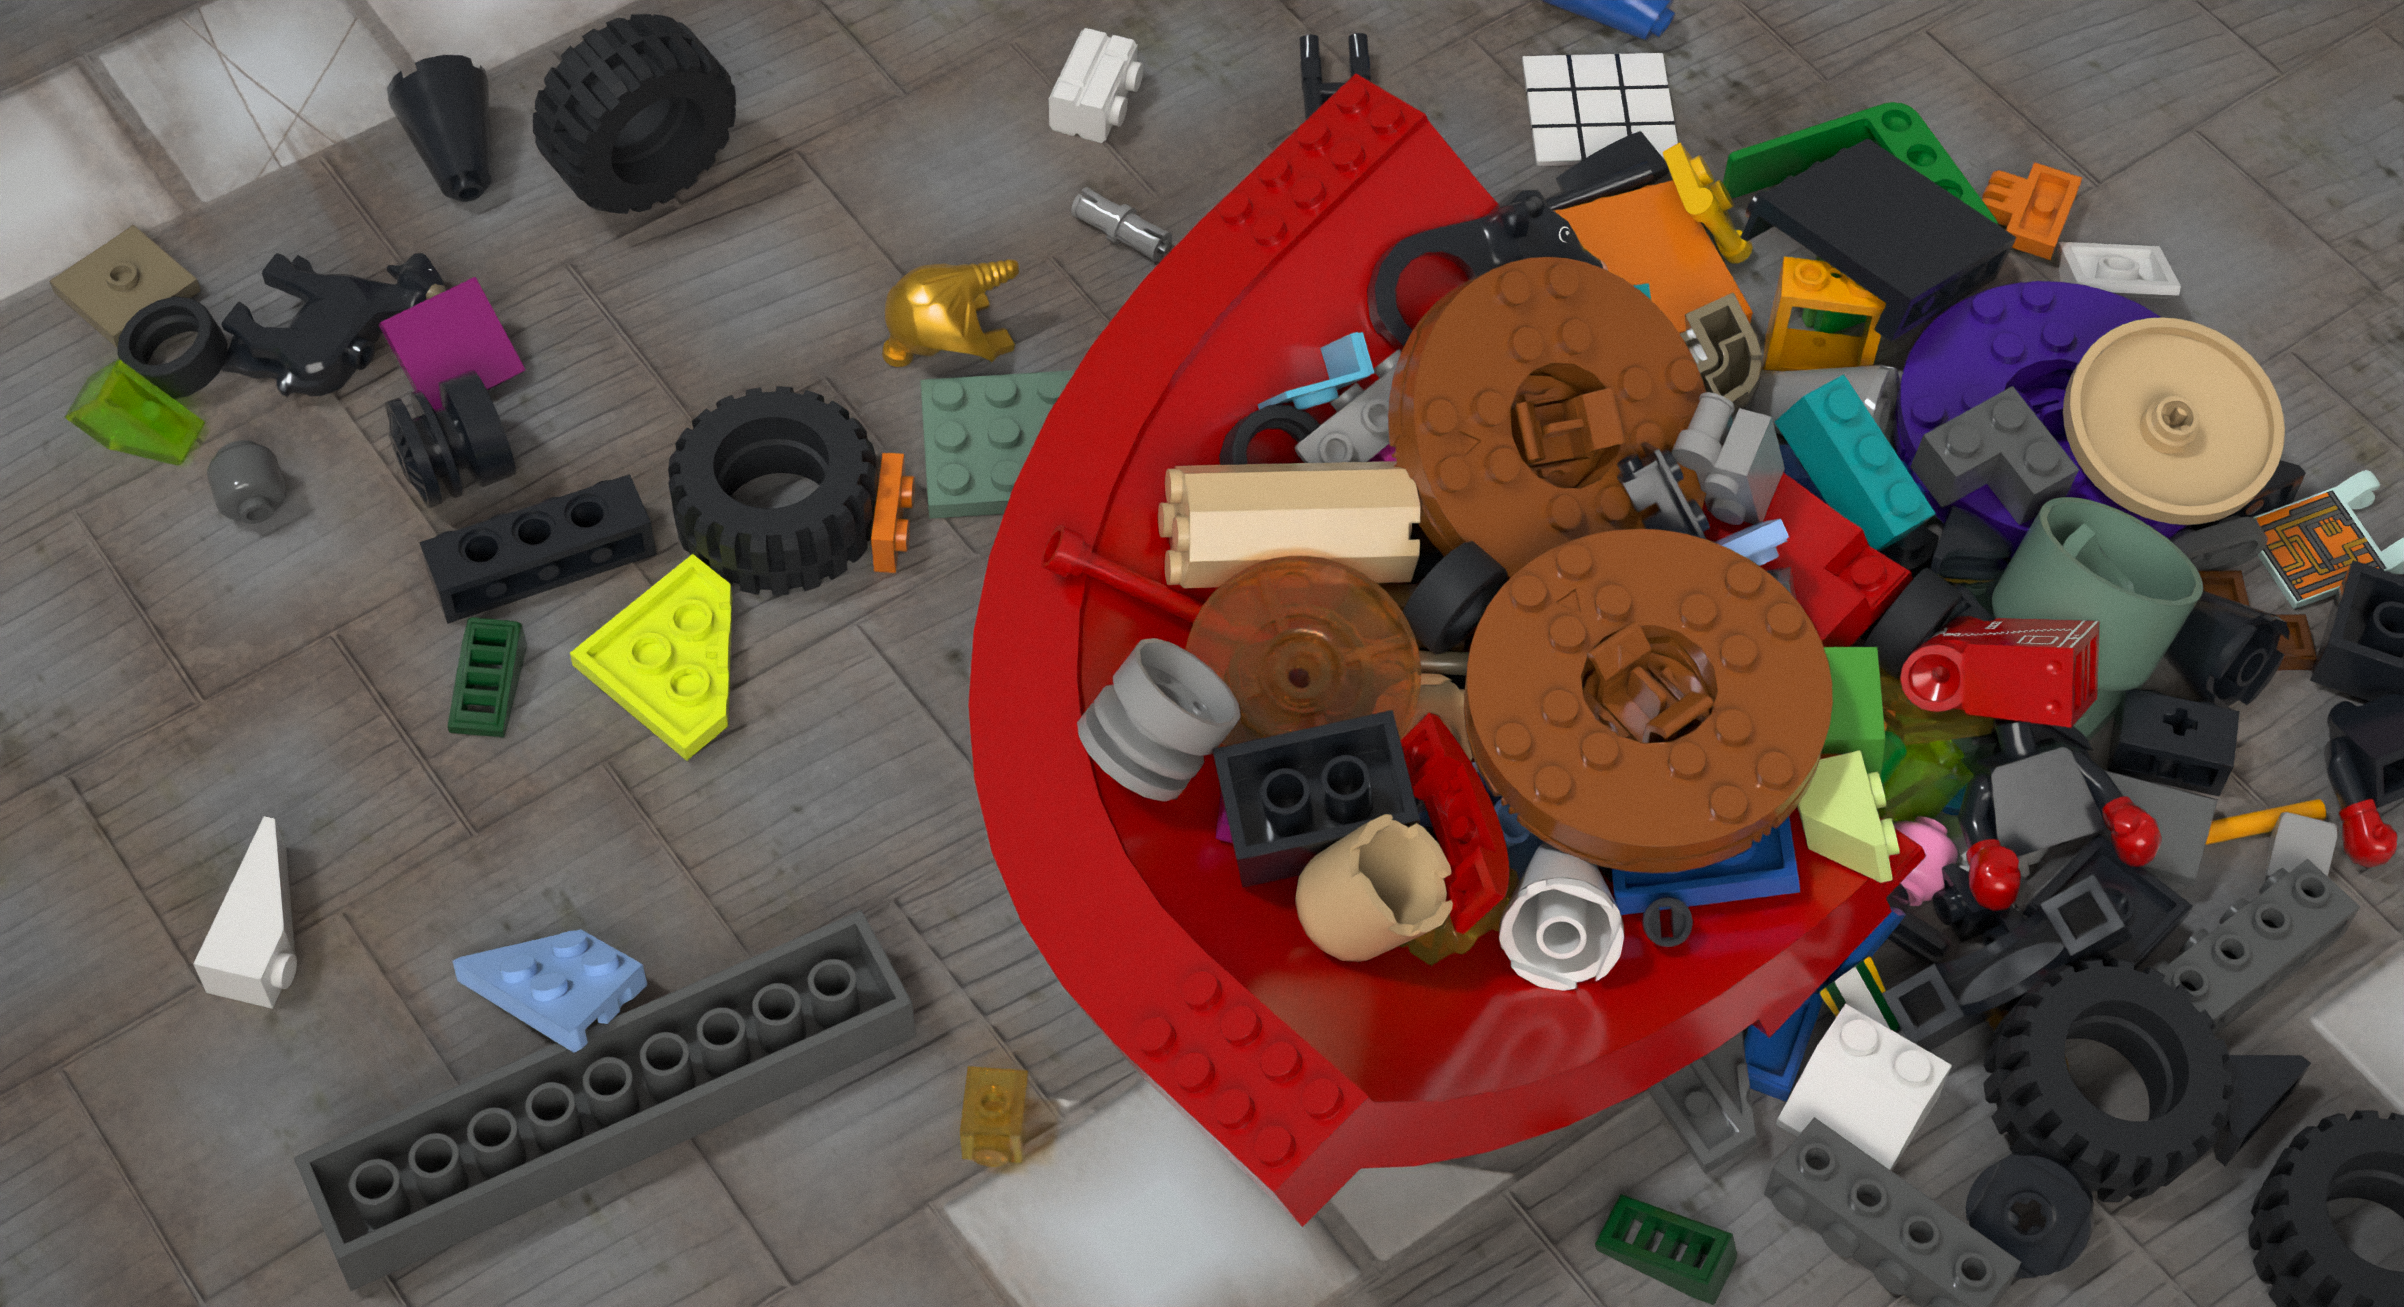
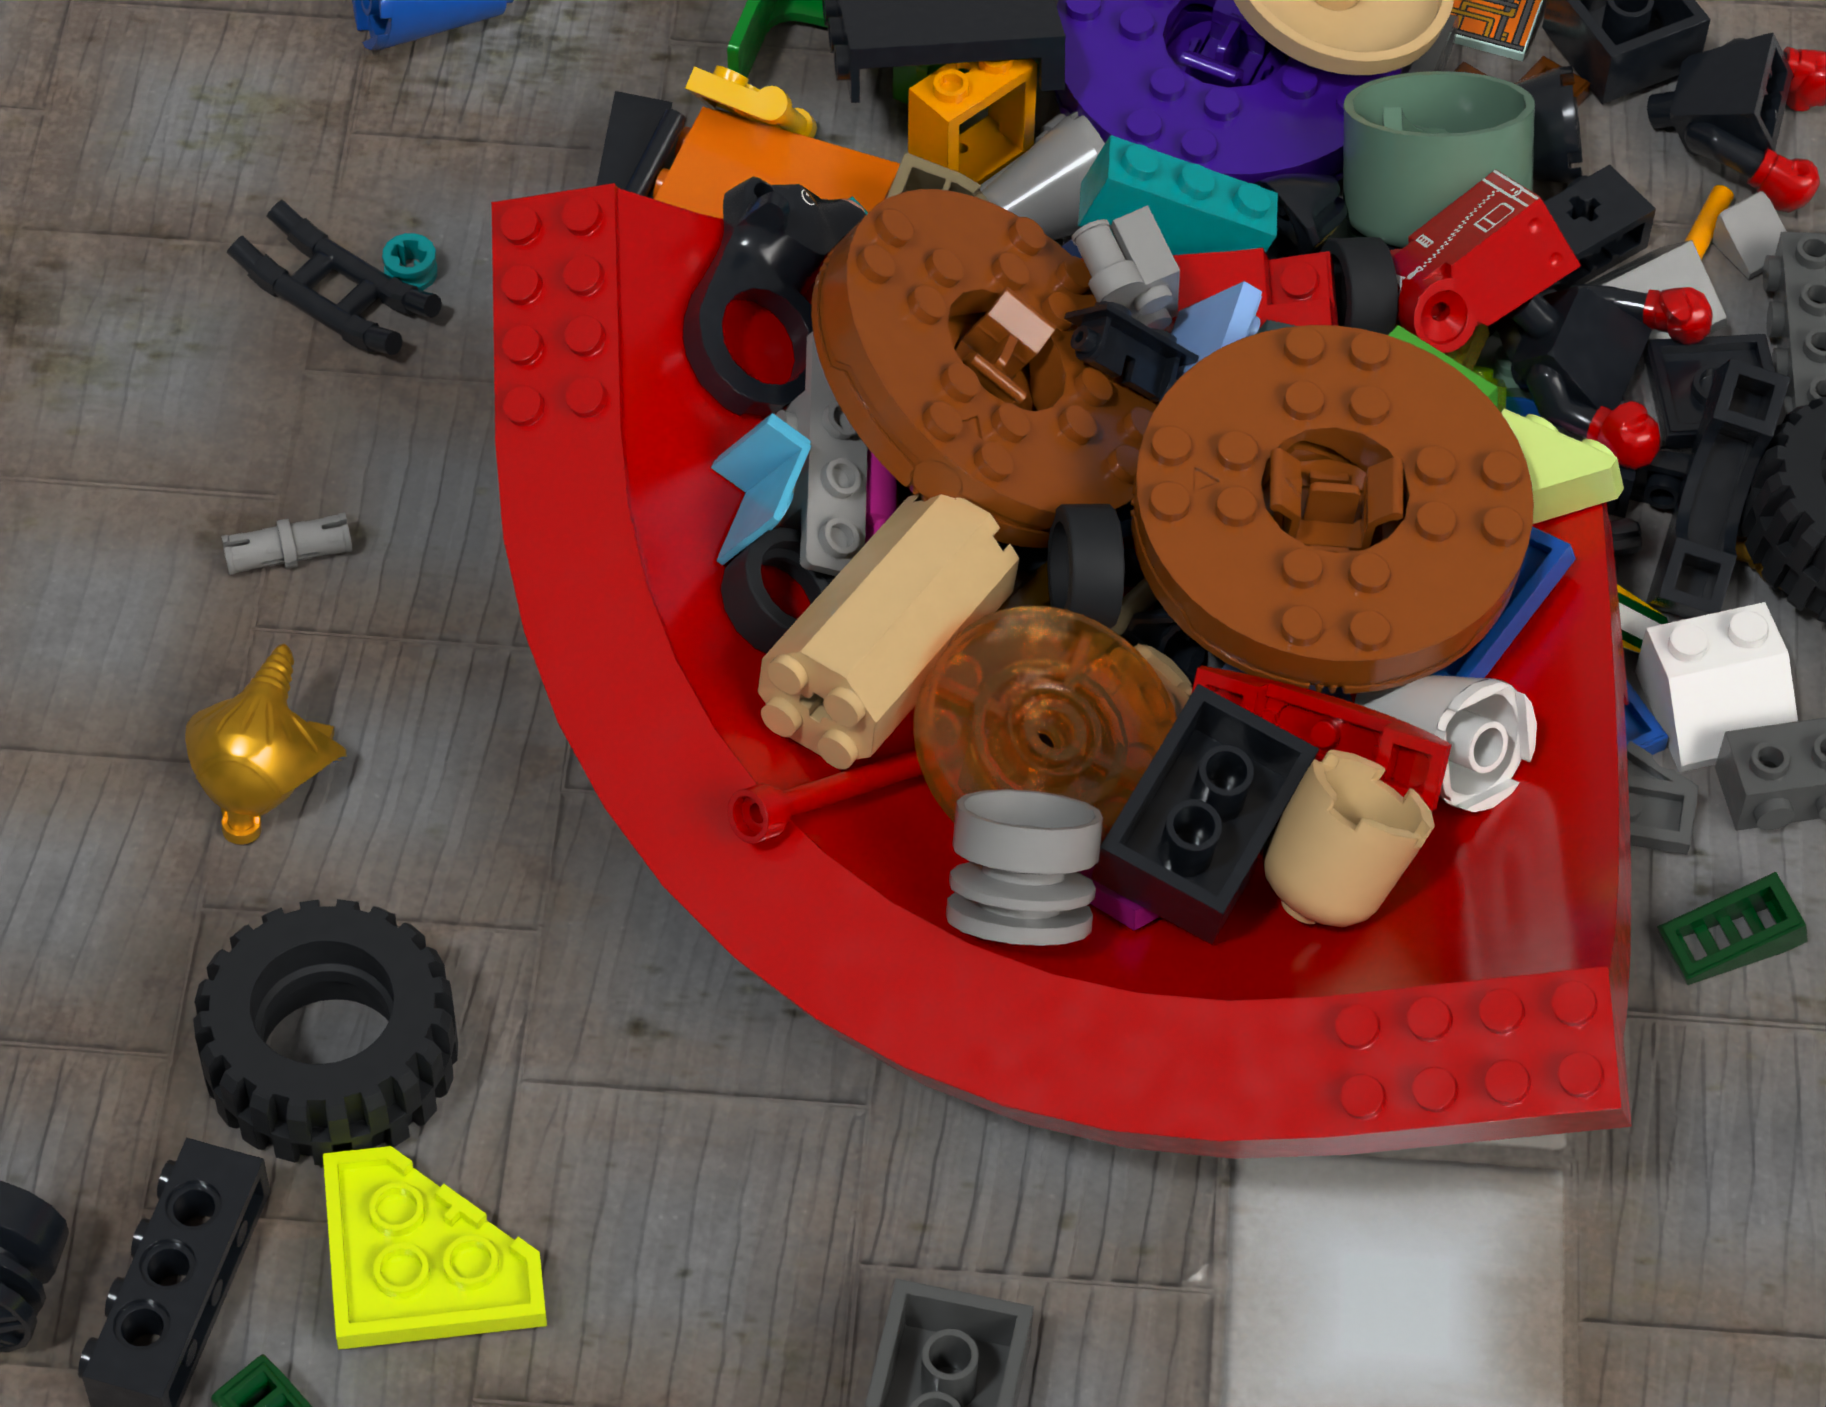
camera: 50 degrees left, 0 degrees up
(889, 529) = (465, 969): orange plate -> none
(981, 436) = (441, 817): sand green plate -> none
(994, 1115) = (1180, 1334): clear yellow brick -> none
(1095, 85) = (104, 443): white brick -> none
(1595, 100) = (534, 104): white piece -> none
(1680, 922) = (1520, 665): black hinge -> none
(1999, 447) = (1259, 102): dark grey brick -> none

